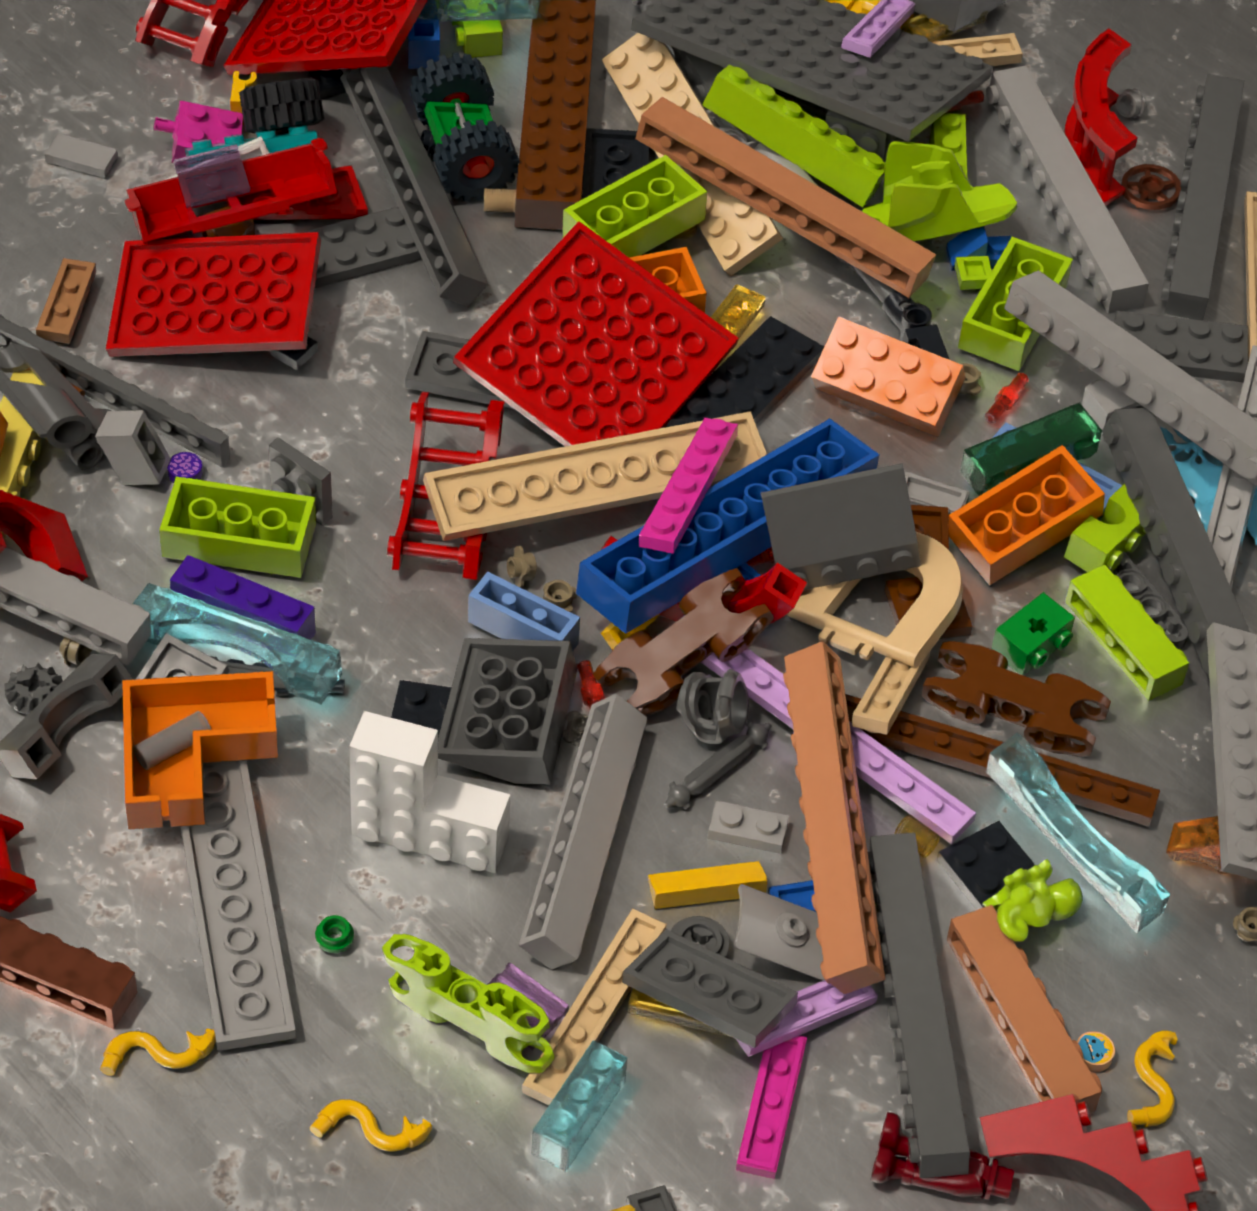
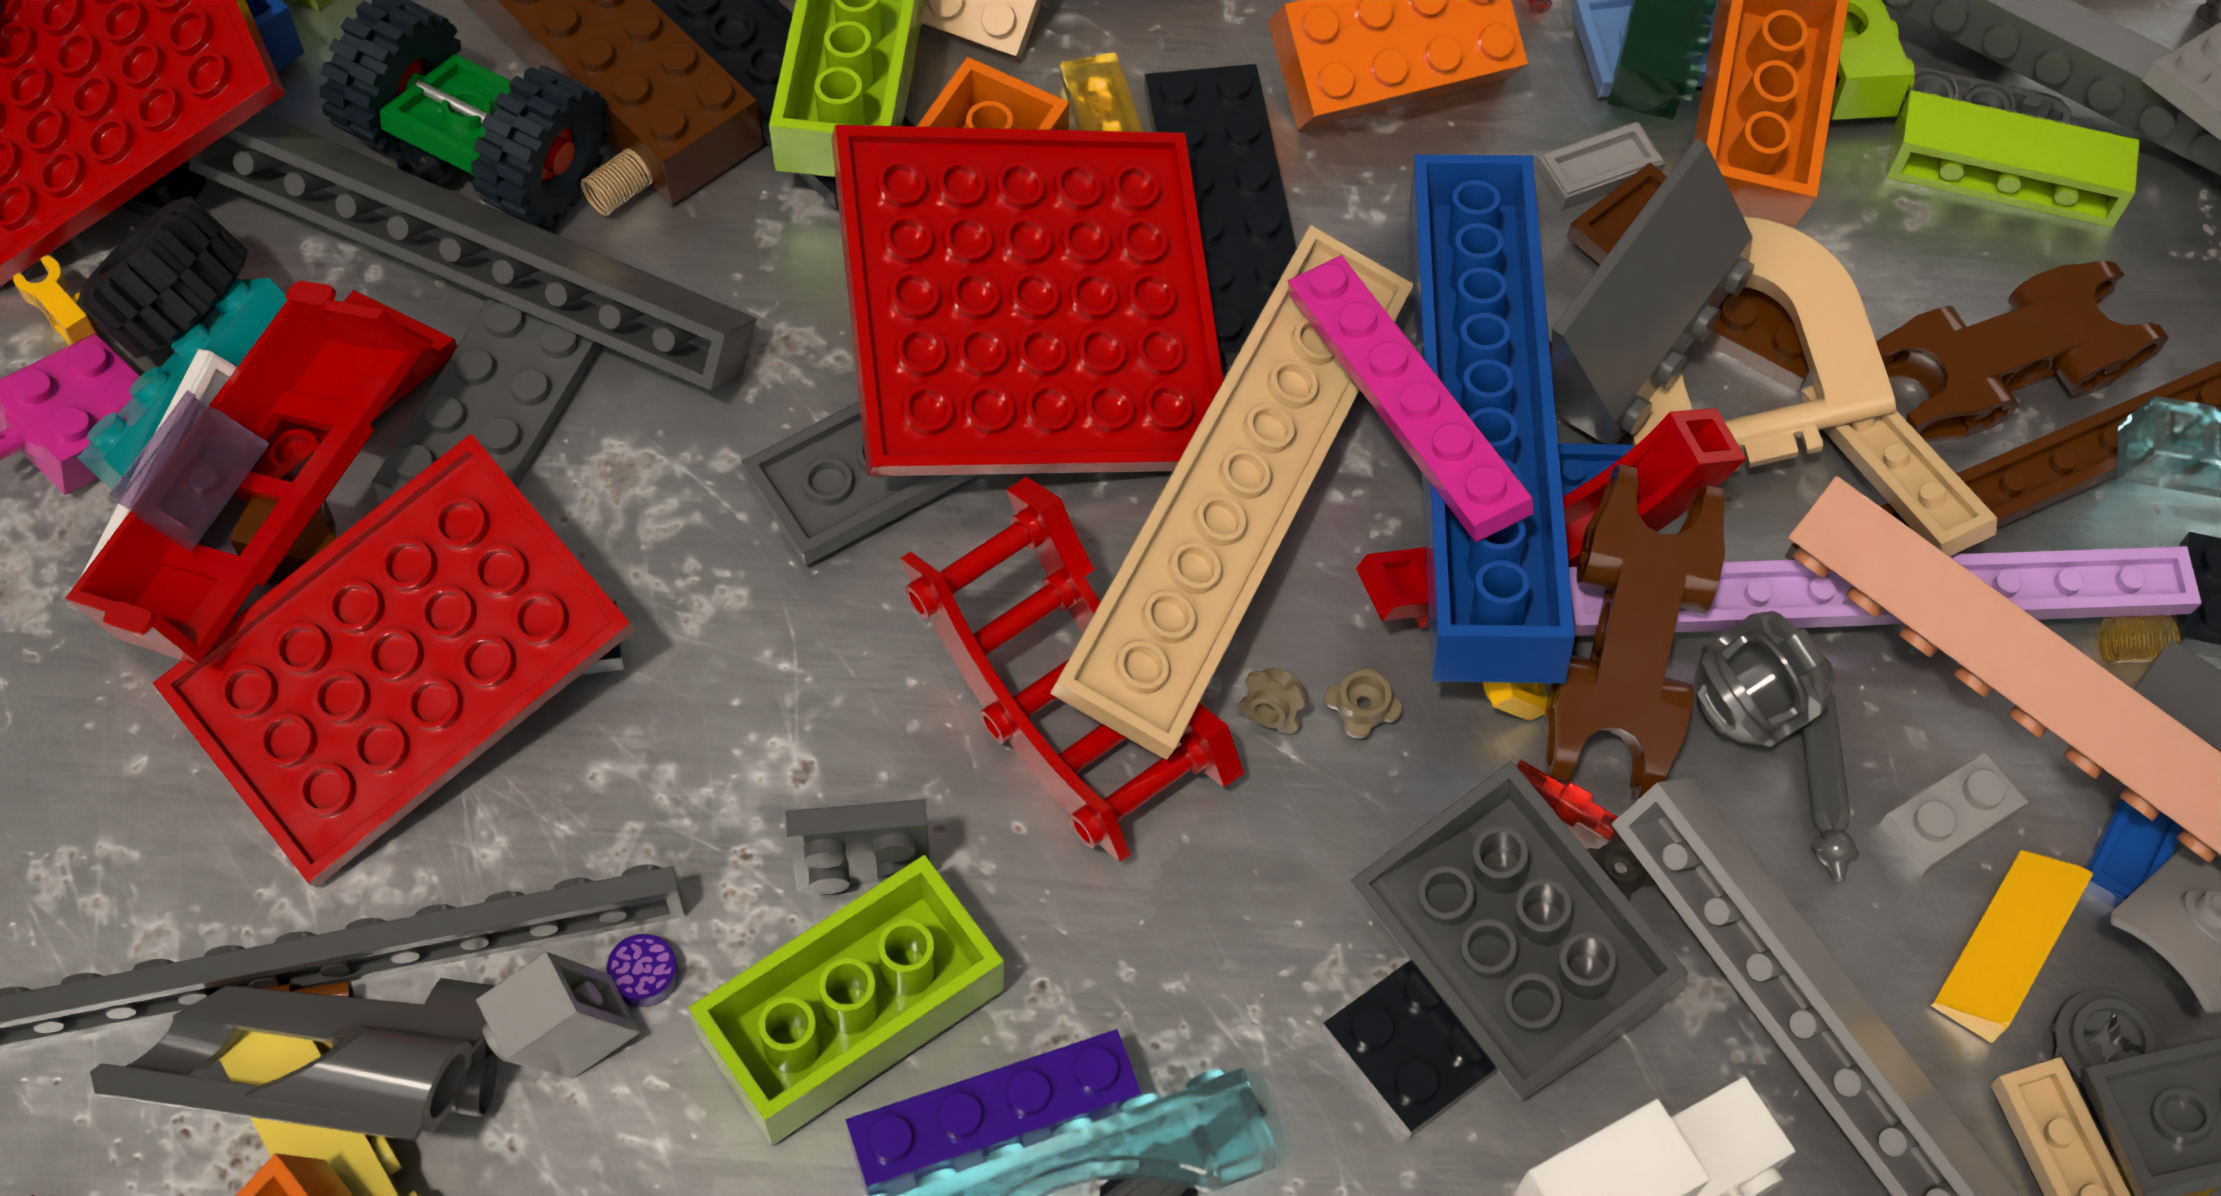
camera: 45 degrees left, 10 degrees up
(66, 300) = (152, 856): medium nougat plate -> none
(518, 614) = (1382, 777): medium blue brick -> none
(1034, 634) = (1931, 248): green brick -> none

